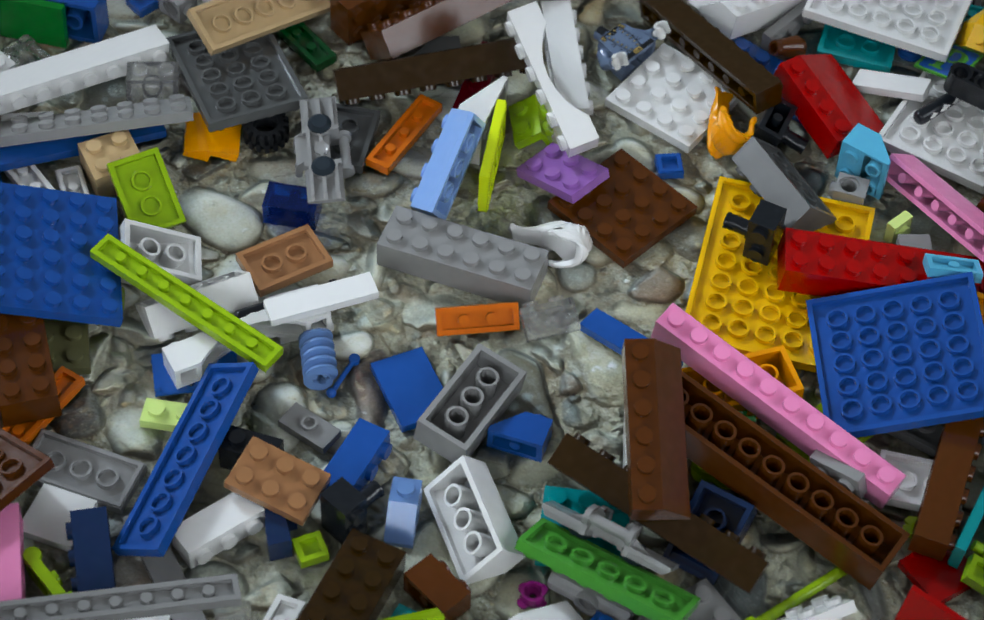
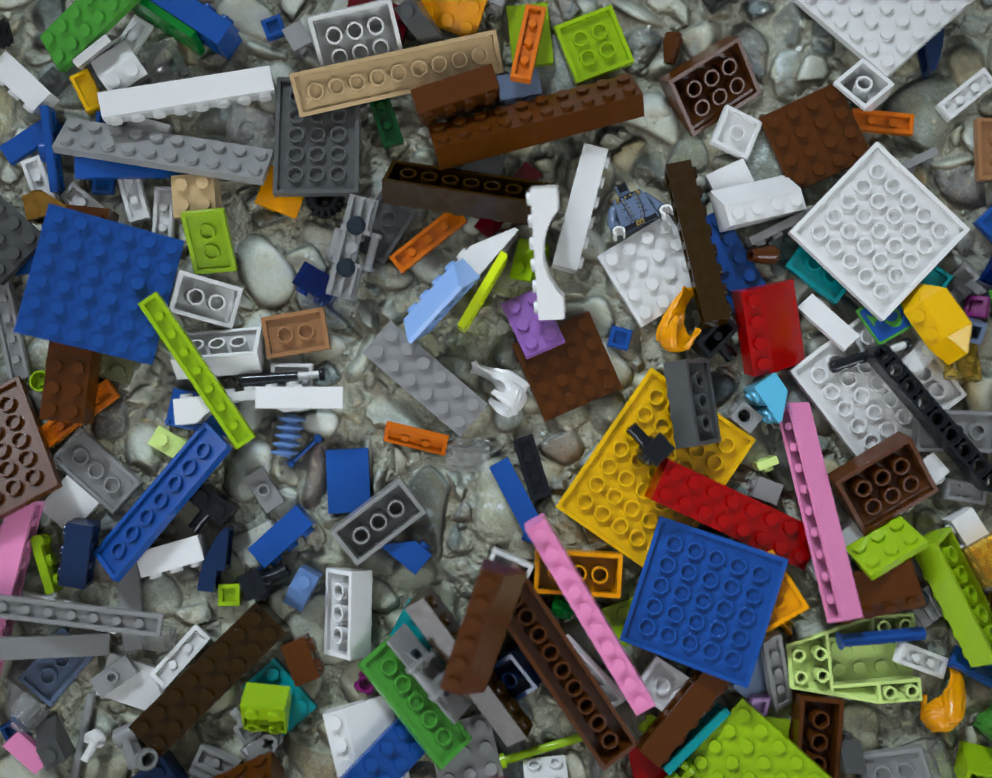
camera: 15 degrees right, 35 degrees up
(277, 481) = (216, 545): medium nougat plate -> none
(626, 305) = (531, 467): none -> black plate
(842, 473) = (612, 689): light grey plate -> none
(941, 266) = (778, 541): medium azure plate -> none

